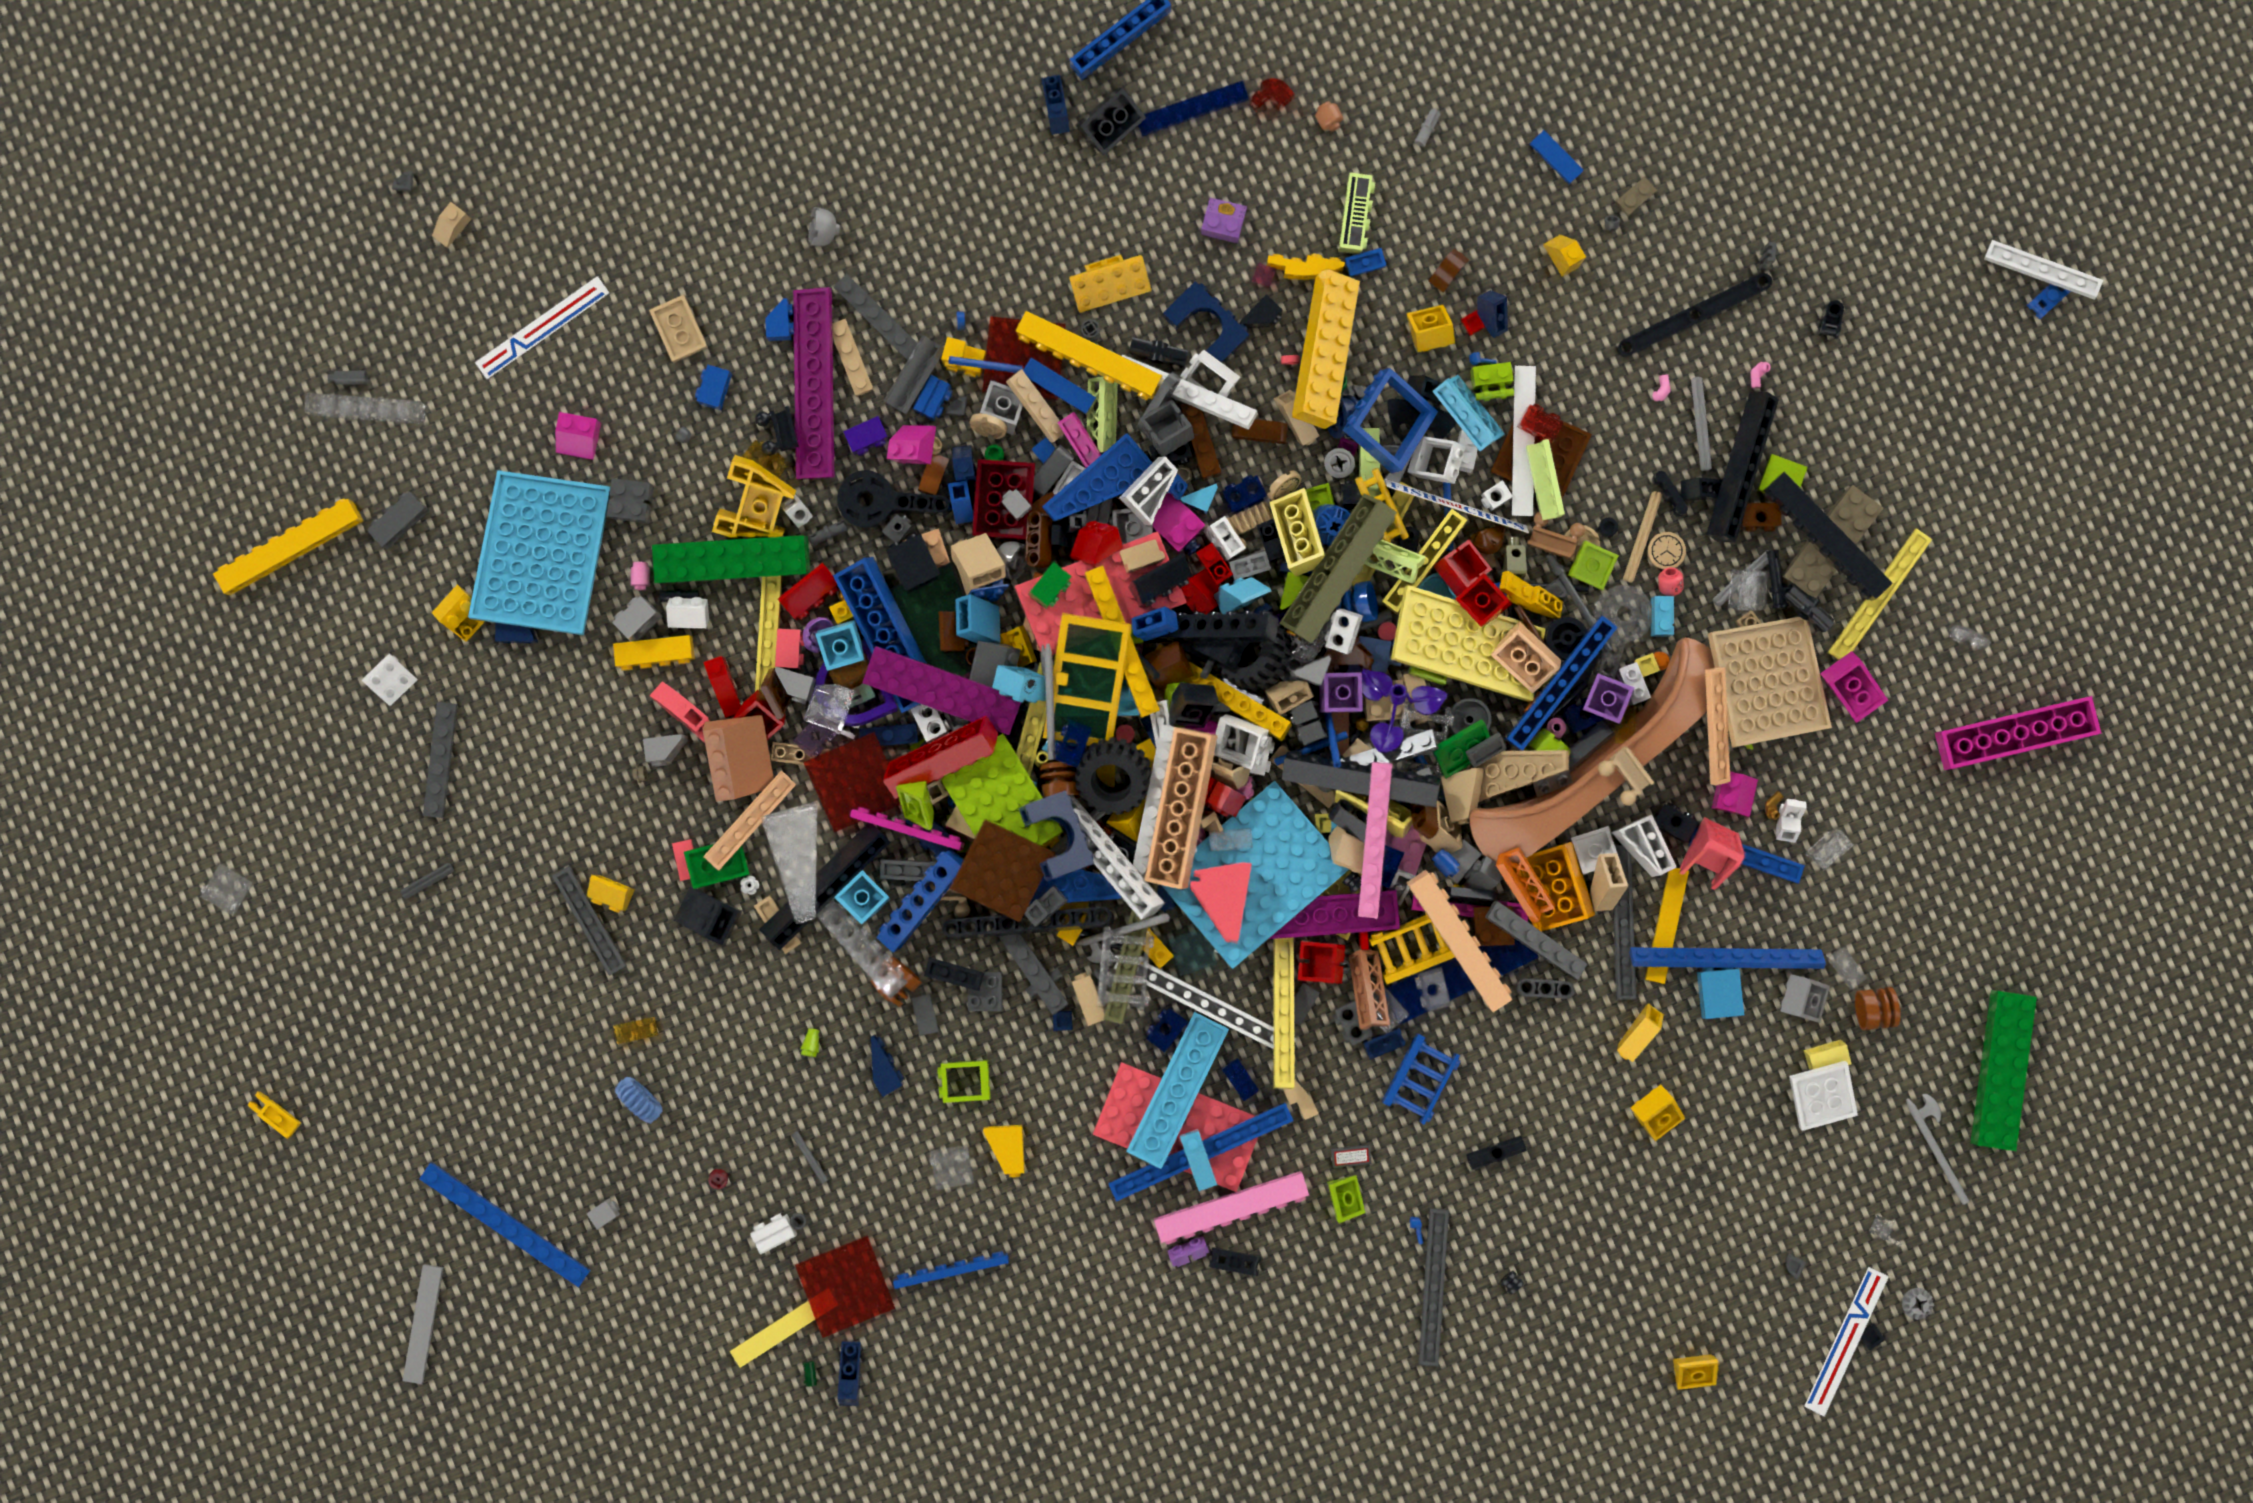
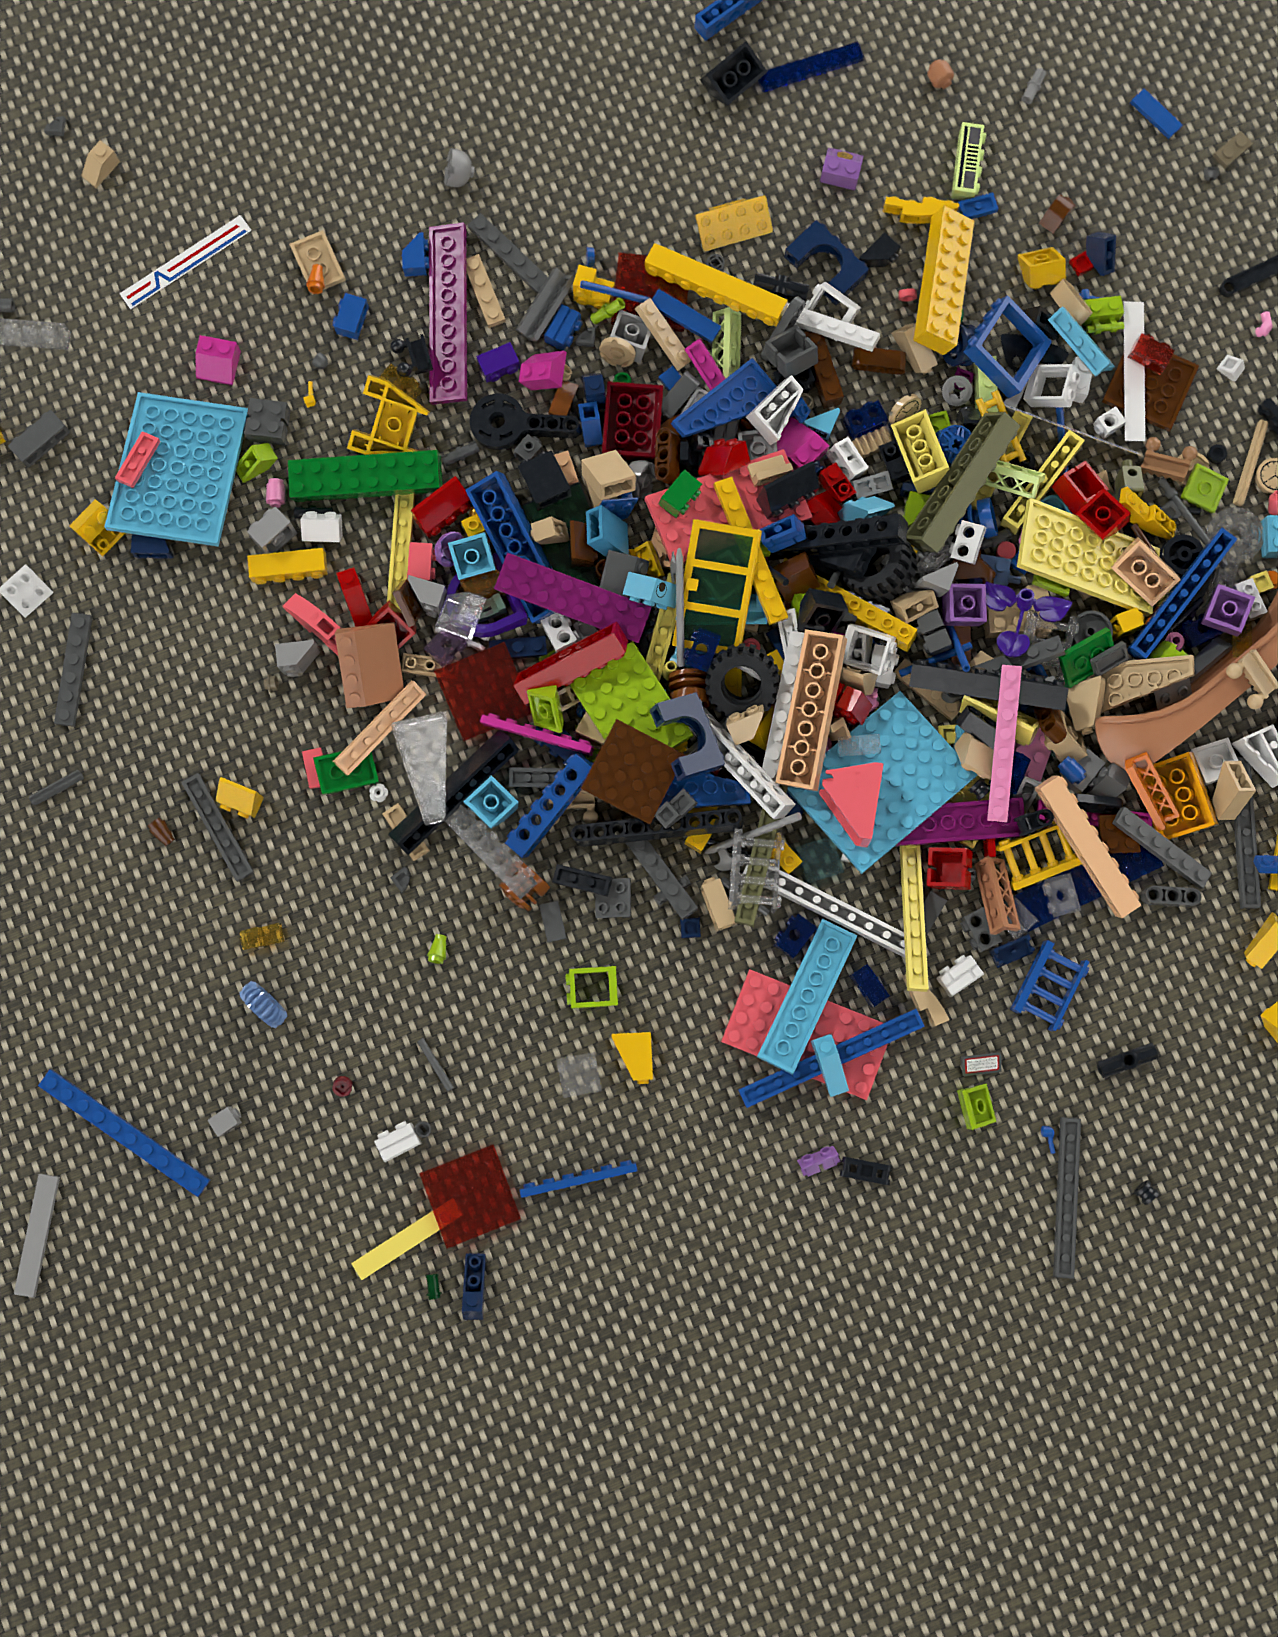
camera: 10 degrees left, 5 degrees down
(499, 546) = (137, 459): none -> coral plate
(533, 925) = (160, 830): none -> reddish brown cone
(619, 543) = (255, 461): none -> lime slope
(673, 476) = (310, 400): none -> yellow hand
(677, 350) = (316, 280): none -> orange cone
(708, 916) = (336, 822): black slope -> none
(774, 972) = (401, 879): none -> dark grey tile
(791, 506) = (423, 428): white brick -> none
(884, 1073) = (511, 979): dark blue slope -> none
(919, 618) = (549, 531): none -> tan slope
(978, 381) = (607, 310): none -> lime pin
(1016, 504) = (645, 422): light grey brick -> none
(1055, 104) = (681, 61): dark blue slope -> none
(1114, 821) = (744, 725): none -> tan slope
(1231, 1207) = (862, 1114): bright pink brick -> none
(1263, 275) = (880, 218): clear pink tile -> none
(1274, 90) = (887, 50): clear red brick -> none
(1330, 1068) = (959, 975): none -> white brick
(1361, 726) = (982, 640): piece -> none
(1401, 917) = (1031, 823): none -> black piece
(1458, 369) = (1067, 296): none -> tan beam
(1489, 540) = (1104, 462): reddish brown piece -> none
(1506, 710) = (1126, 623): none -> yellow brick
(1545, 480) = (1158, 406): yellowish green fence -> none
(1565, 254) = (1170, 199): yellow slope -> none
(1626, 434) = (1231, 367): none -> white slope

